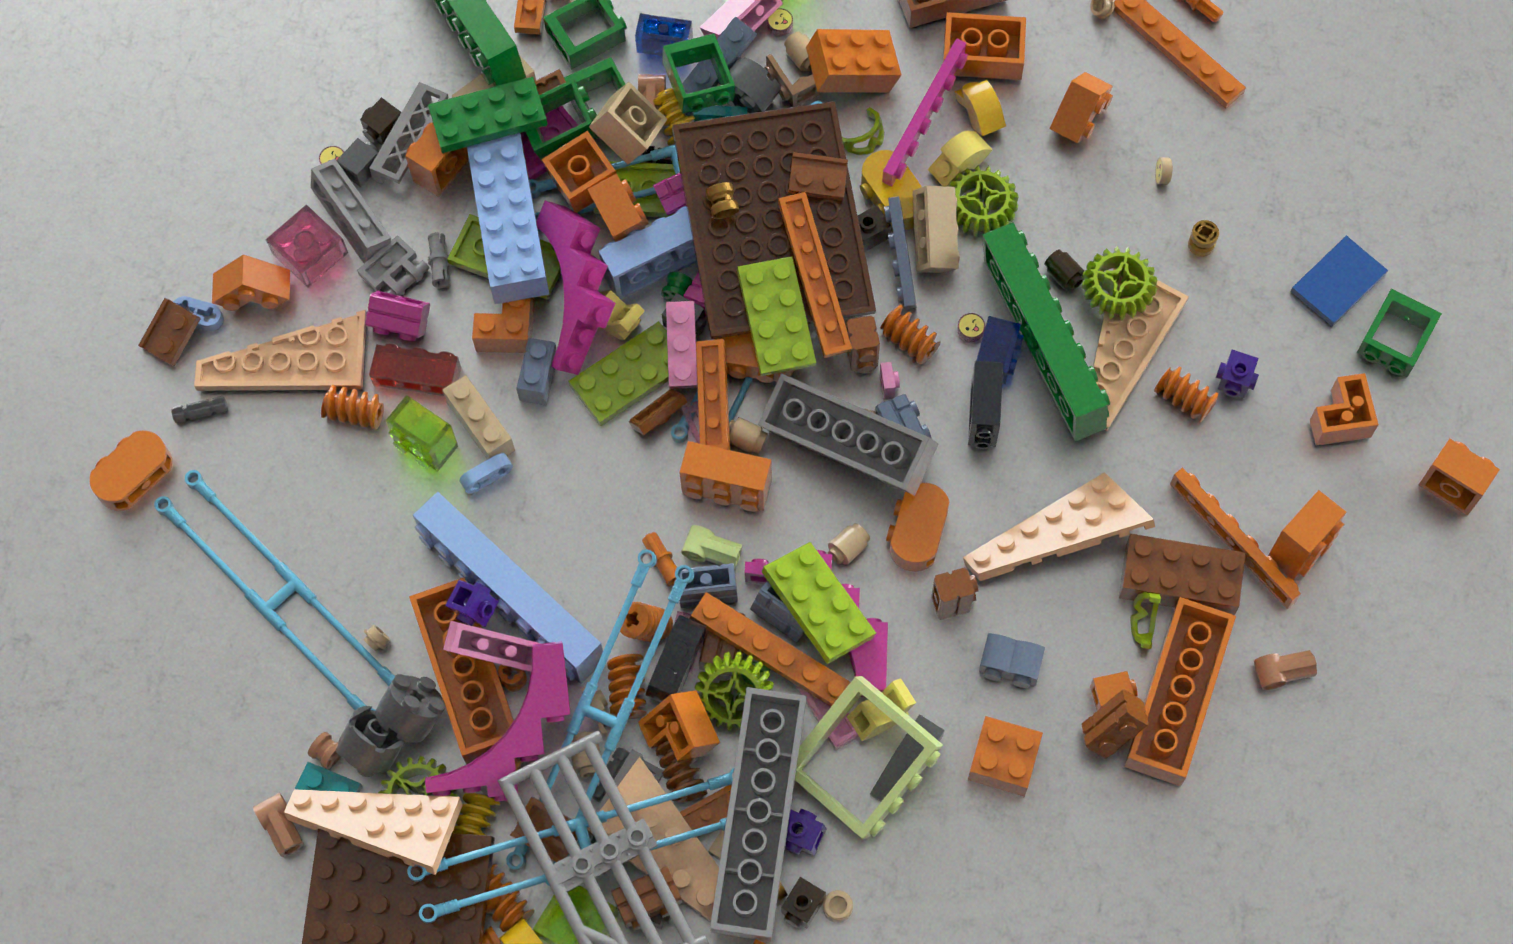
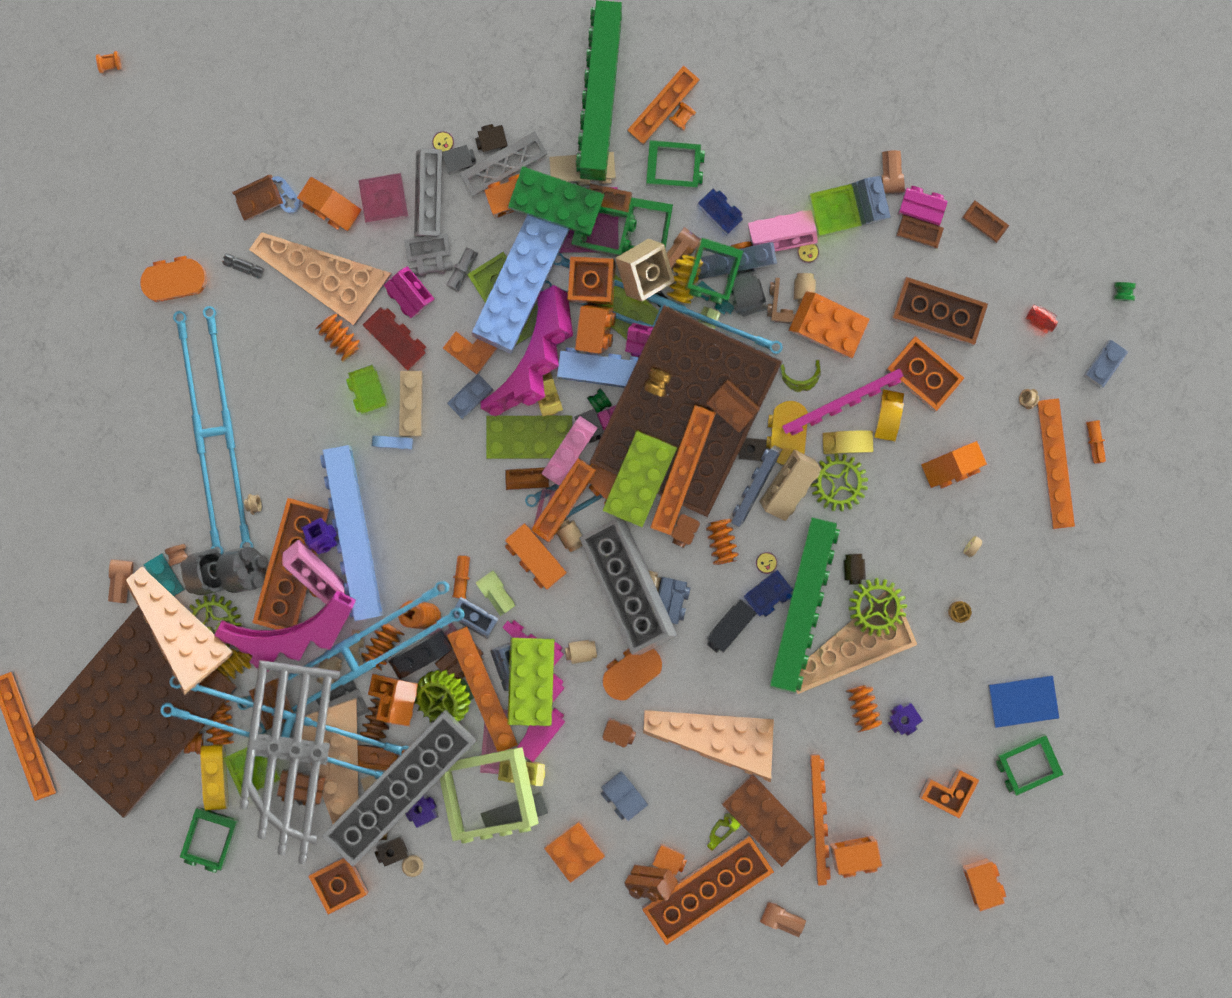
camera: 25 degrees right, 20 degrees up
(889, 380) = (686, 563): bright pink plate -> none

